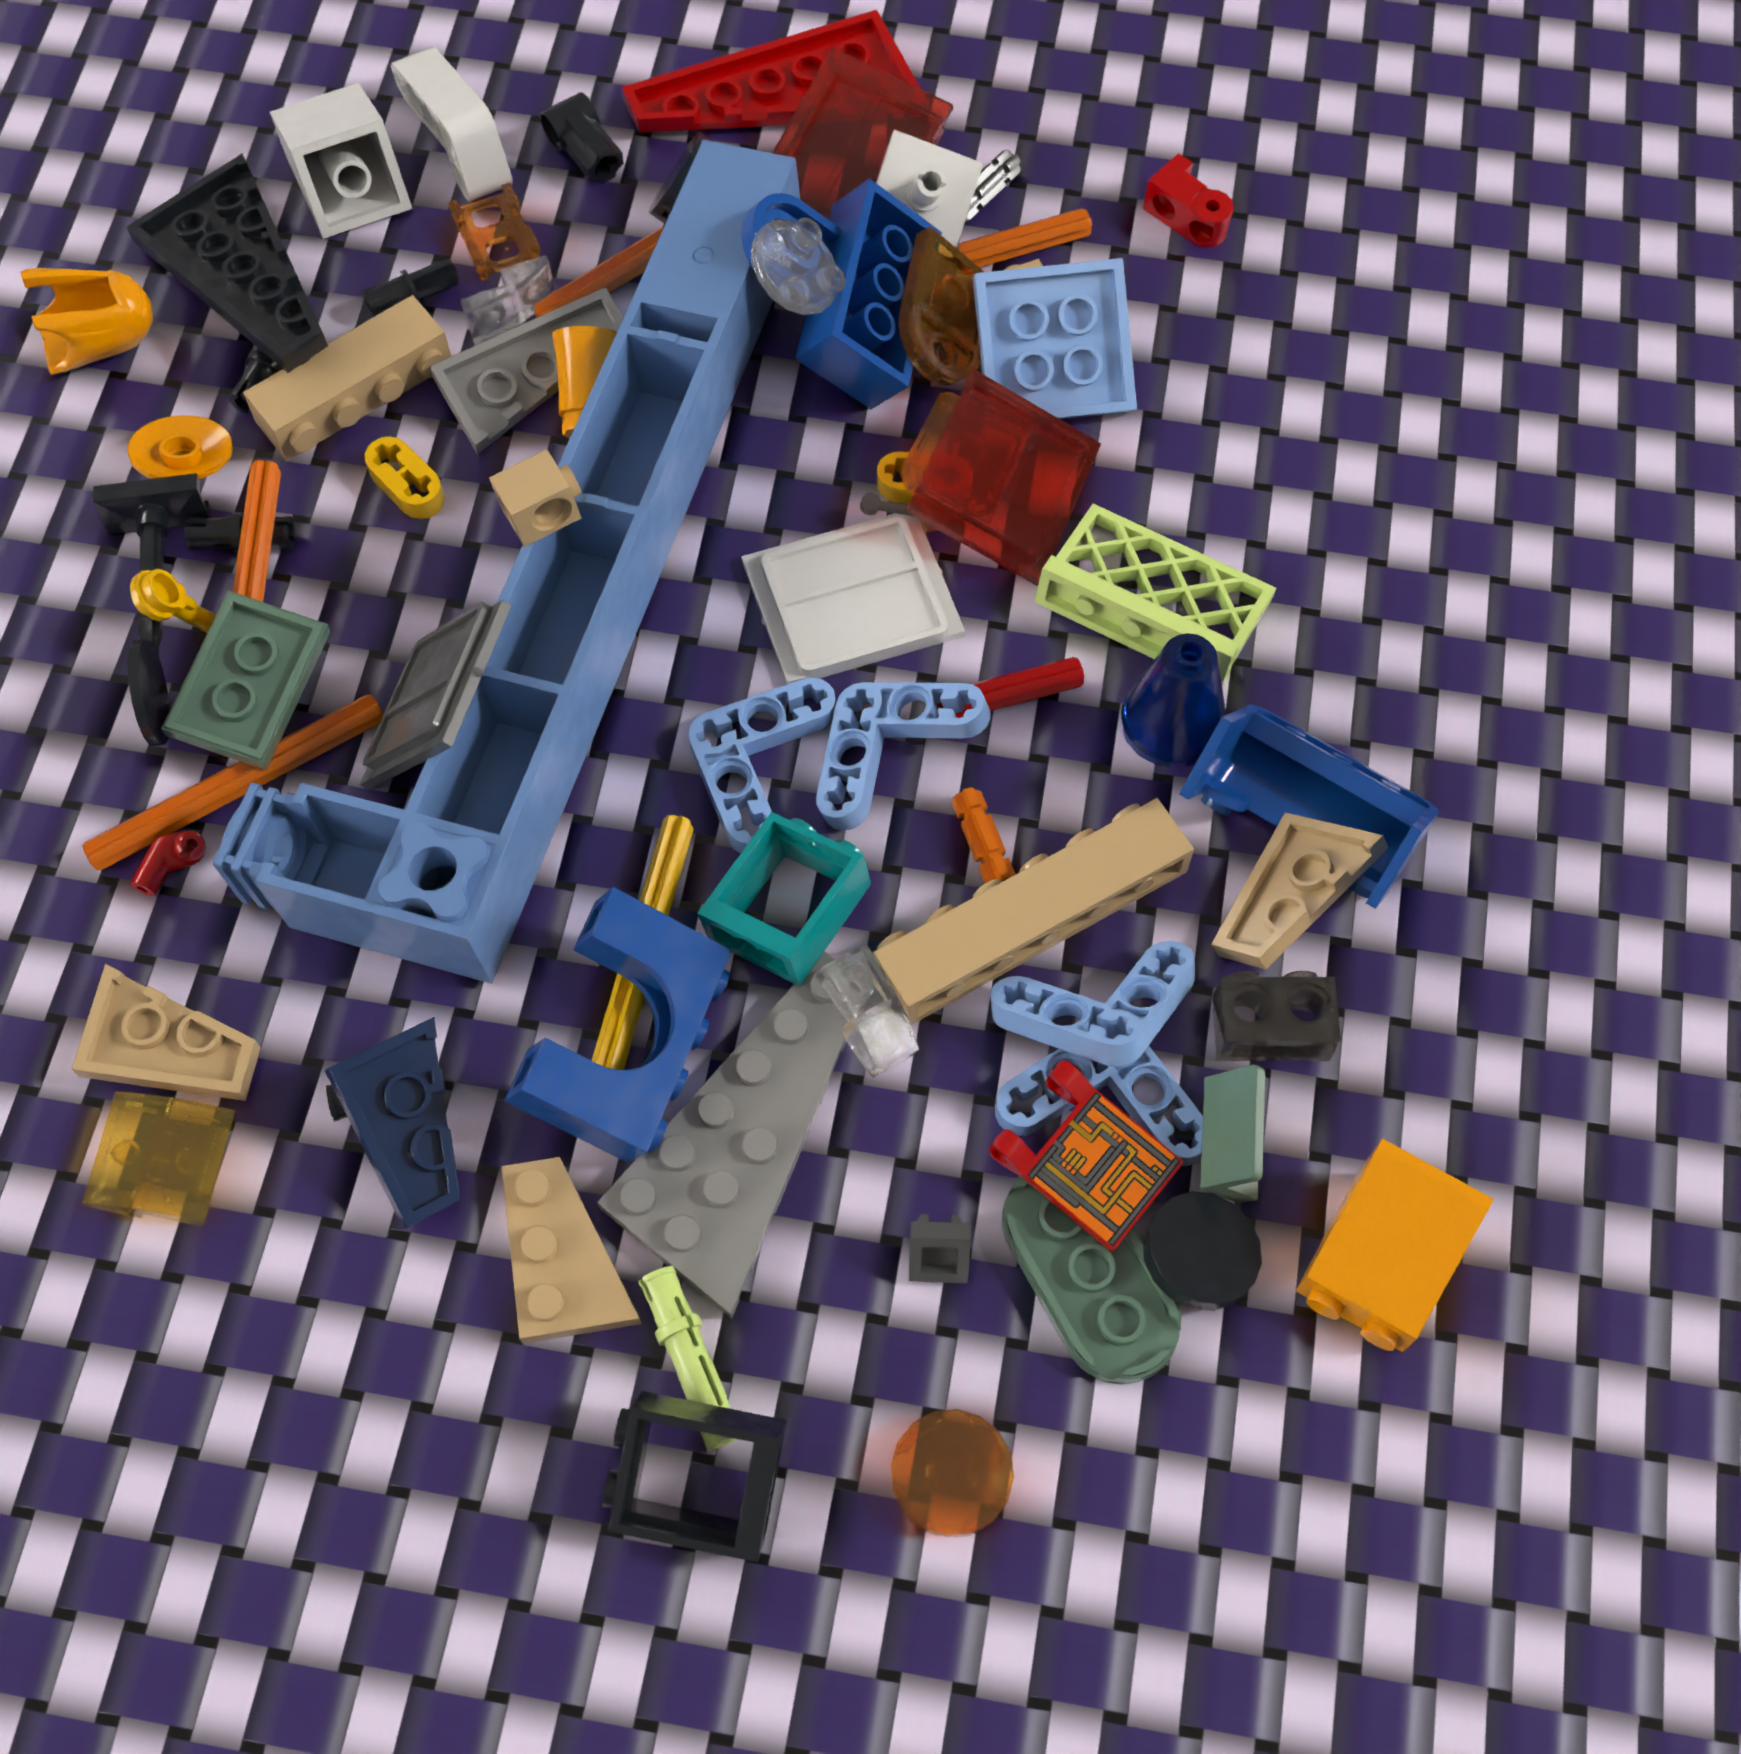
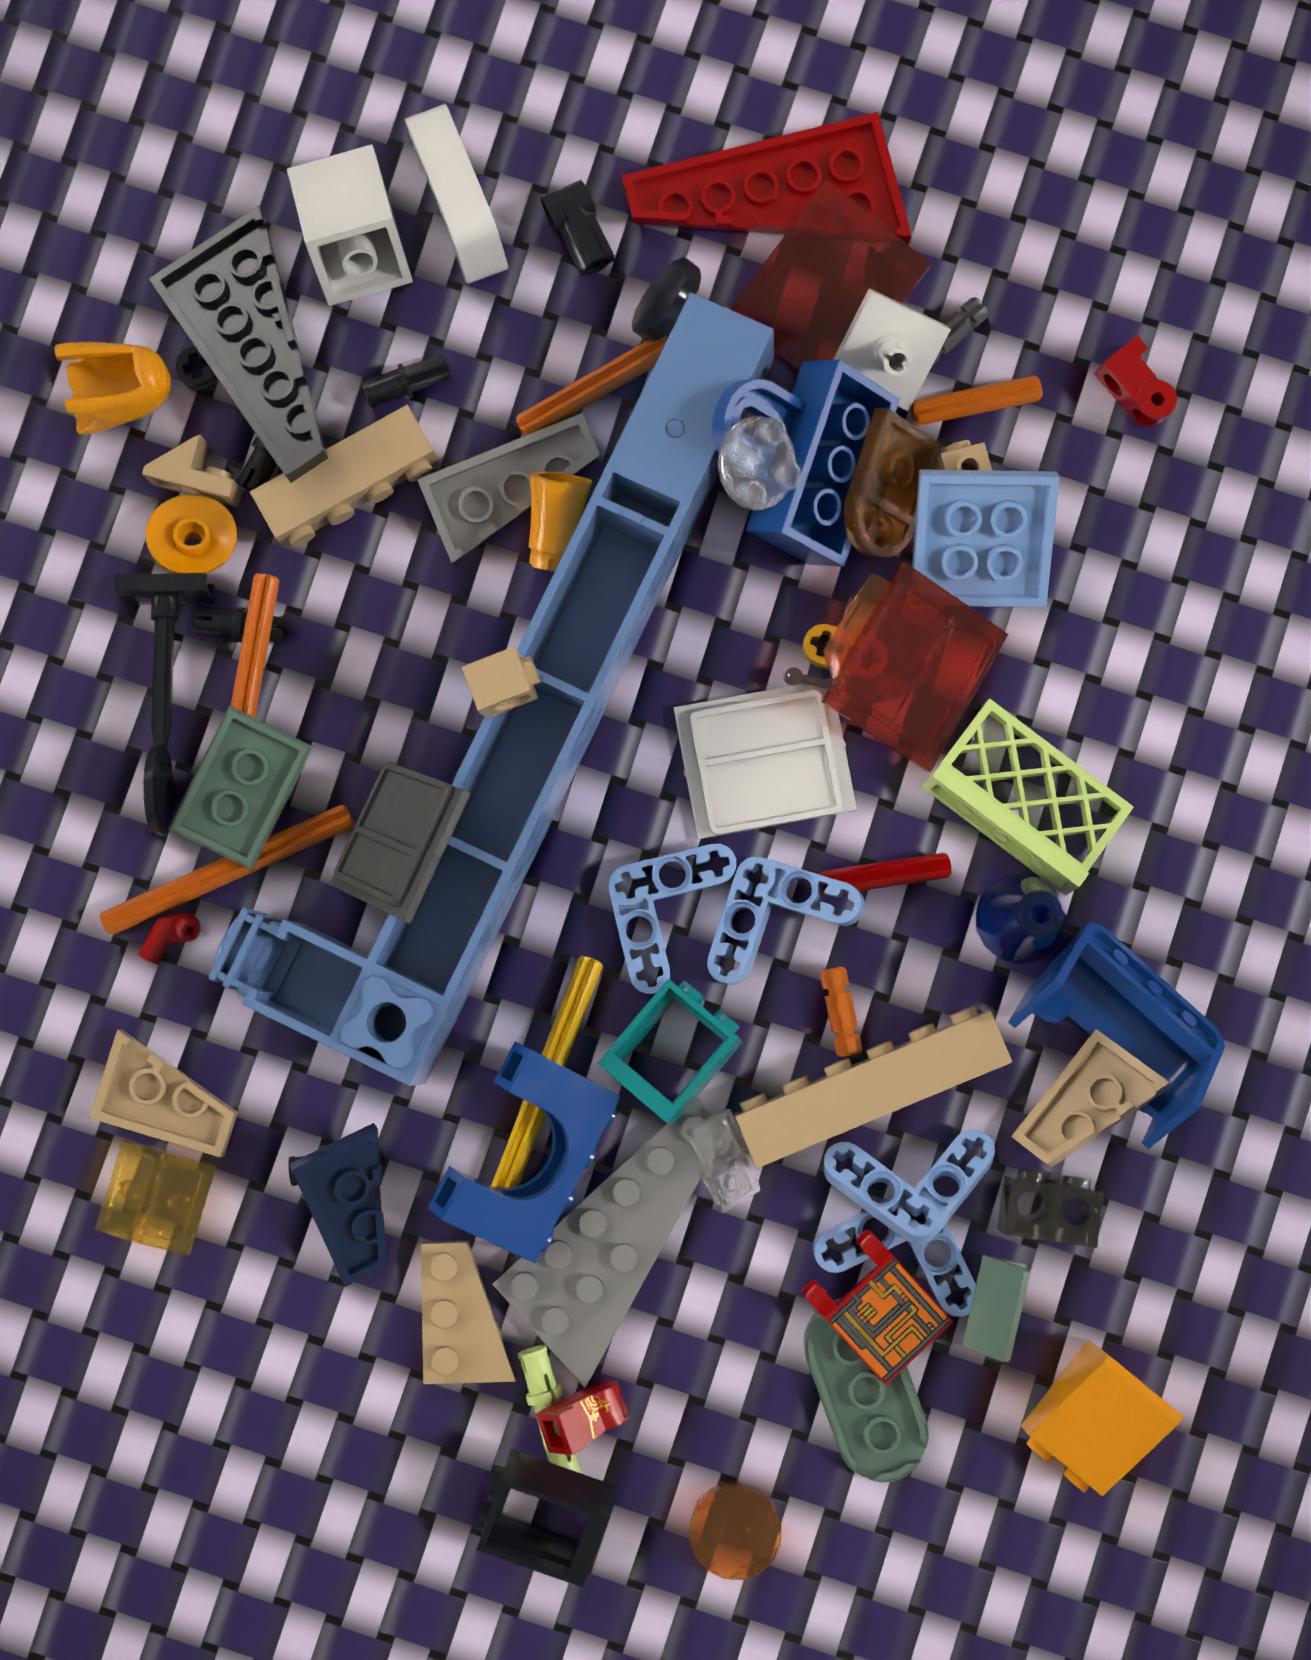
camera: 10 degrees right, 20 degrees up
(162, 597) = (171, 702): yellow plate -> none
(175, 389) = (183, 472): none -> tan slope
(186, 317) = (184, 365): none -> black bush
(412, 471) = (394, 580): yellow beam -> none
(509, 305) = (509, 399): clear slope -> none
(510, 228) = (473, 328): clear orange piece -> none
(730, 1341) = (582, 1417): none -> red leg
(939, 1250) = (752, 1364): dark grey tile -> none
(1202, 1250) = (954, 1392): black tile -> none

